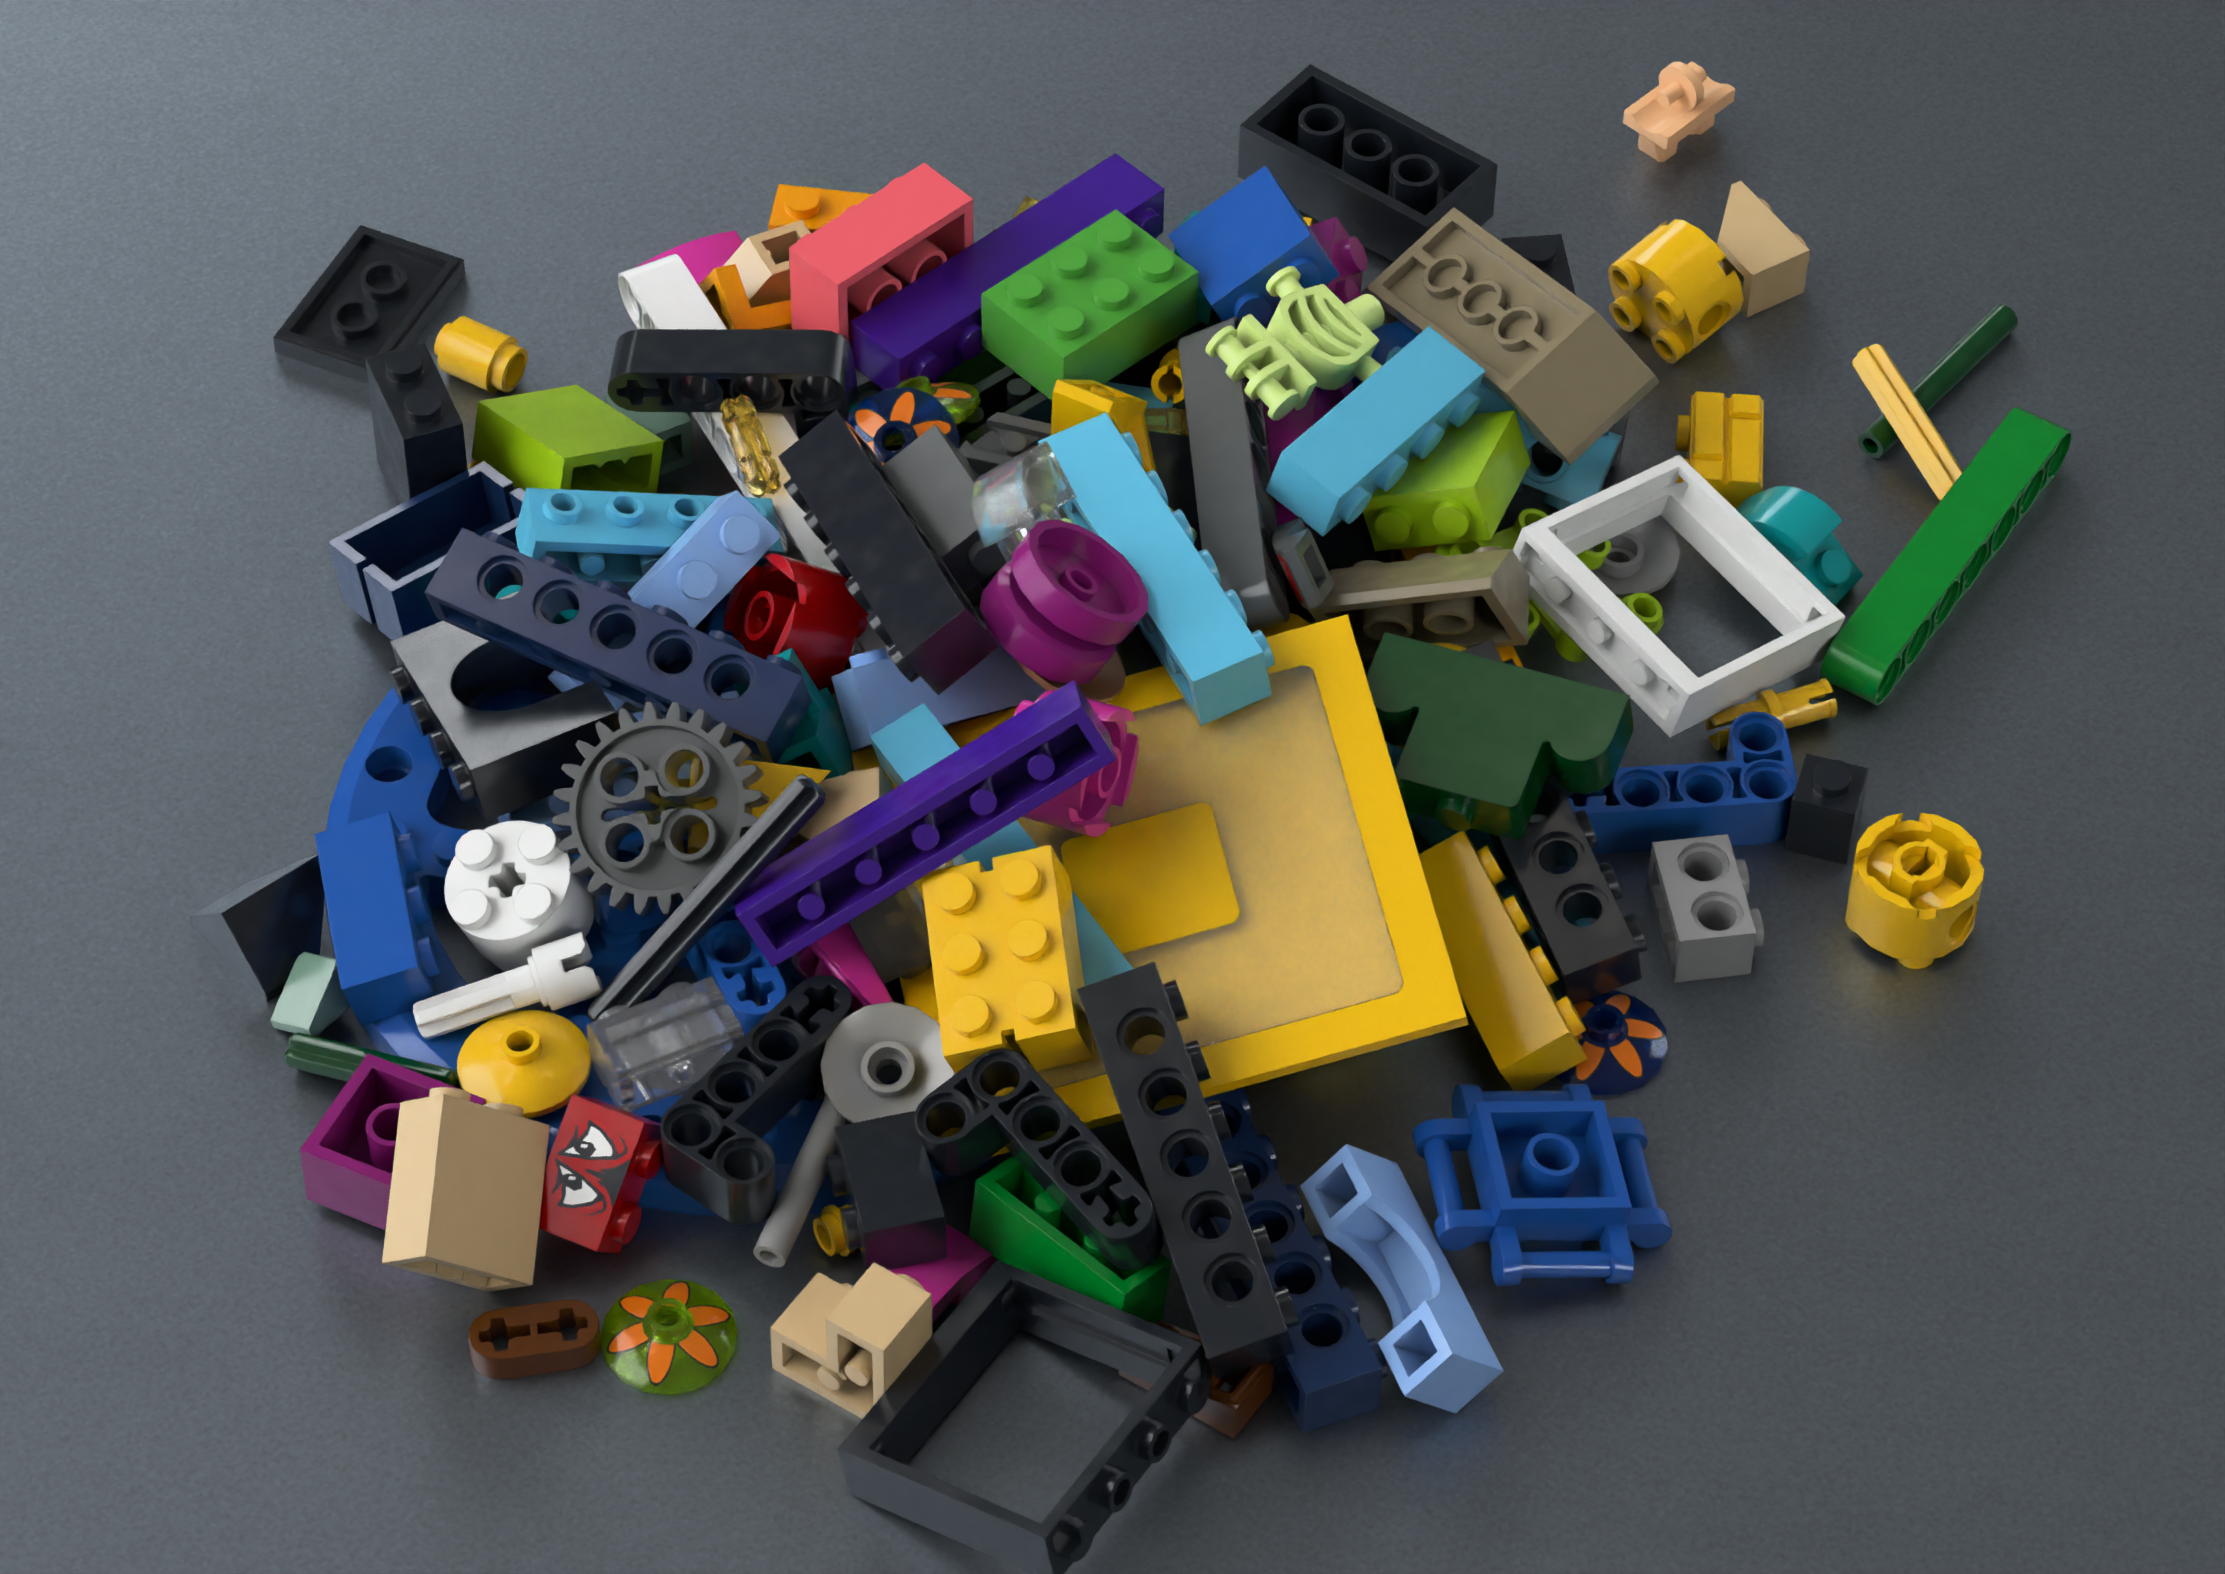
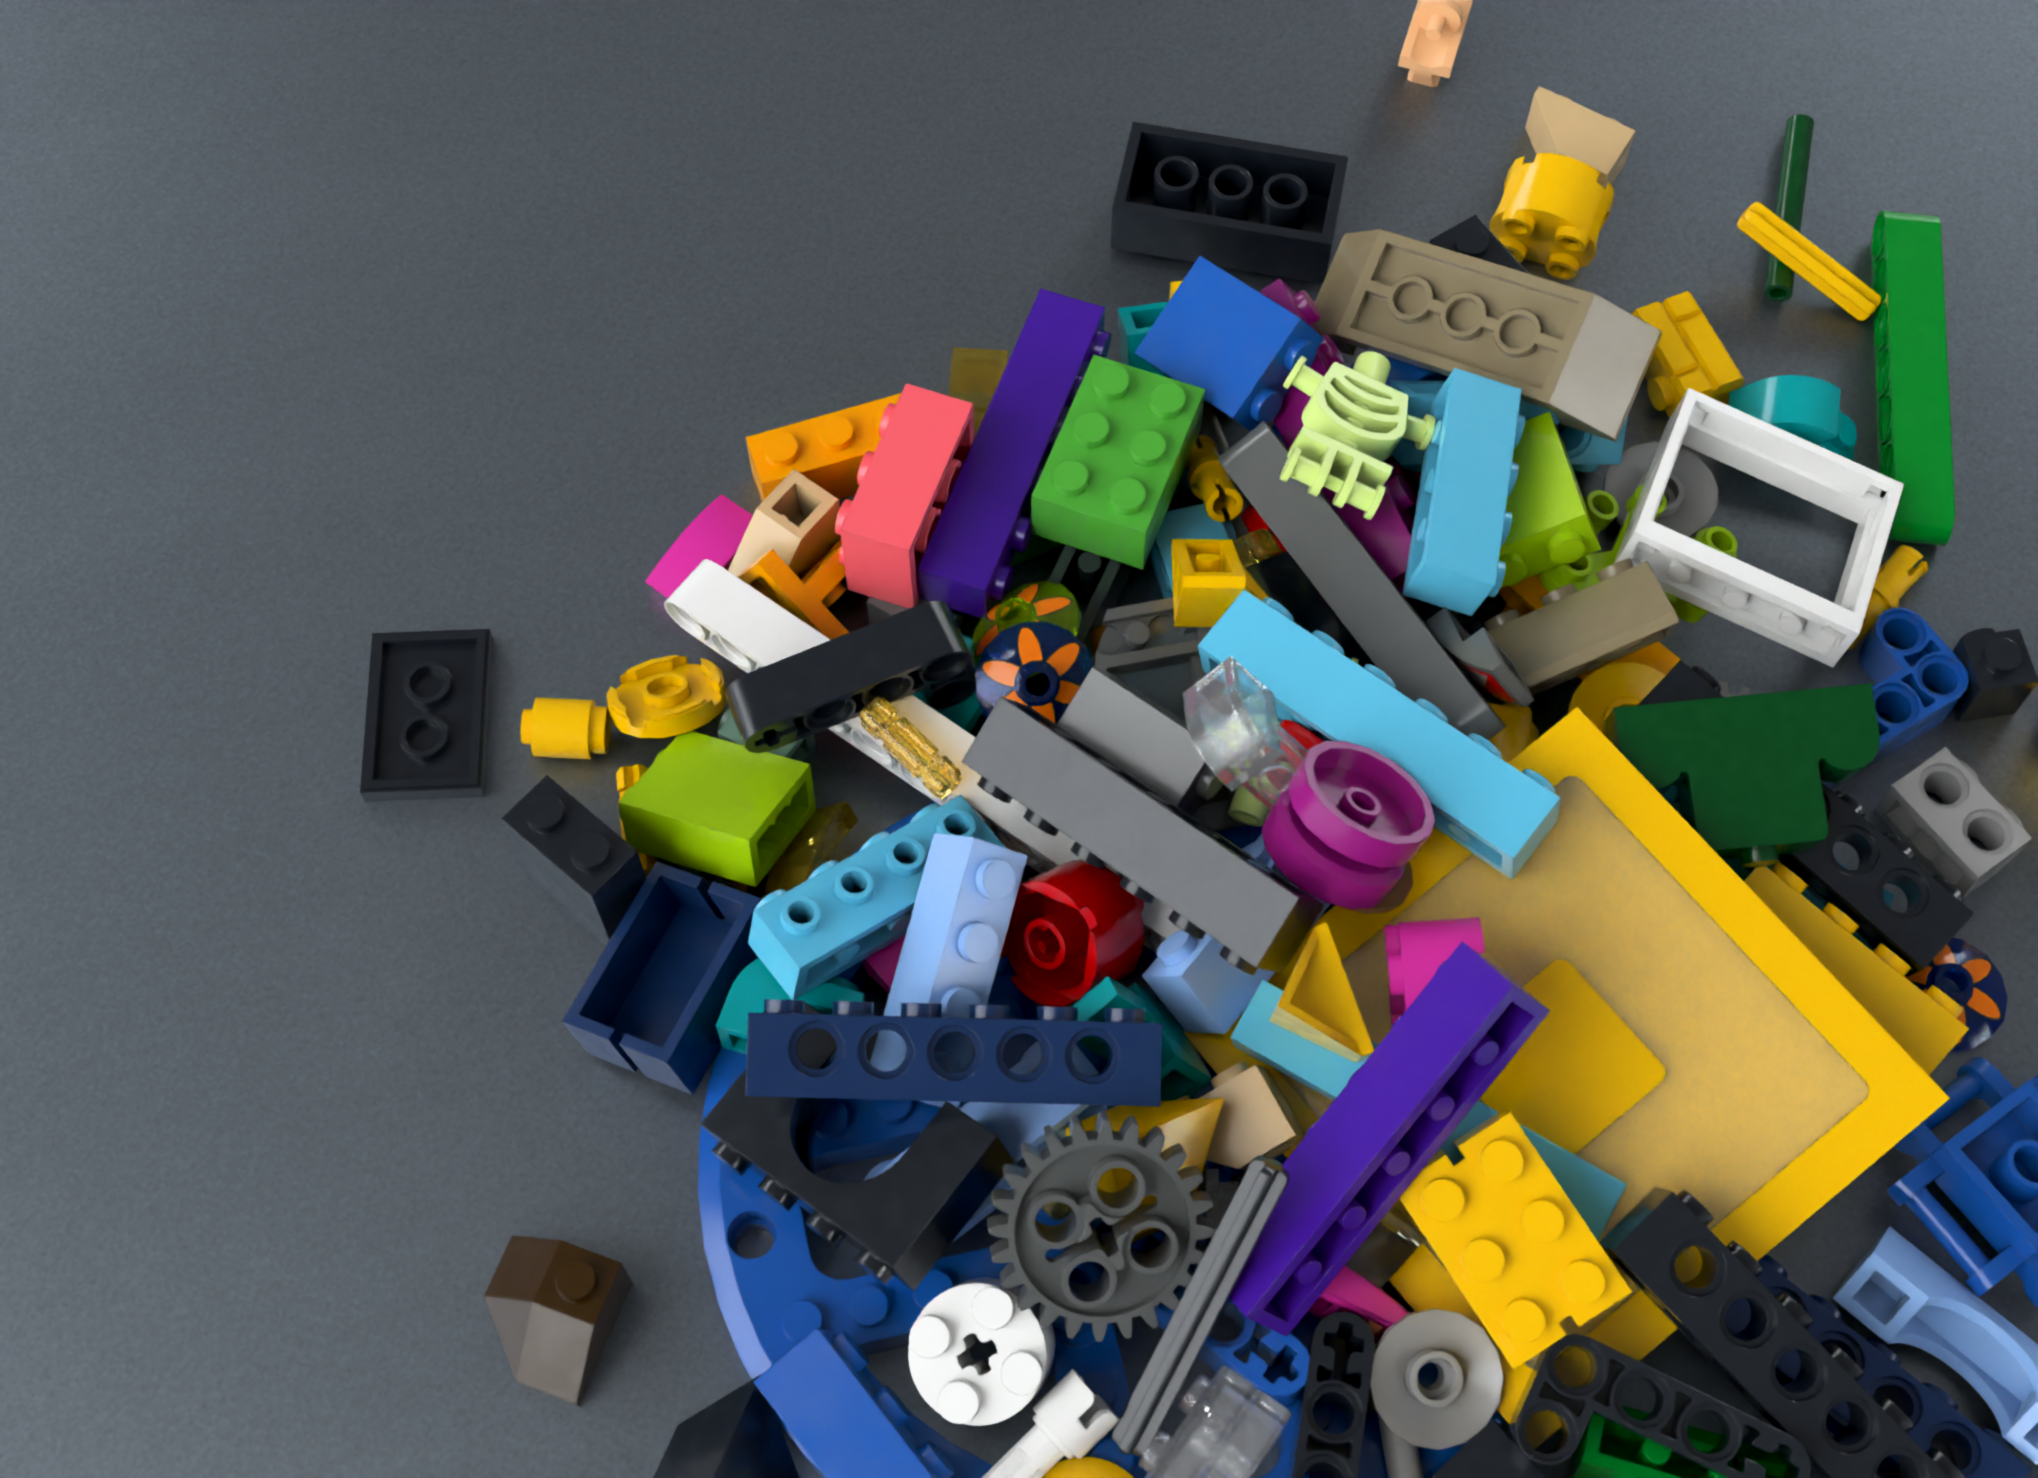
camera: 25 degrees left, 15 degrees up
(199, 765) = (555, 1312): none -> dark brown slope
(570, 359) = (666, 697): none -> yellow tile
(946, 701) = (1321, 1001): none -> yellow slope

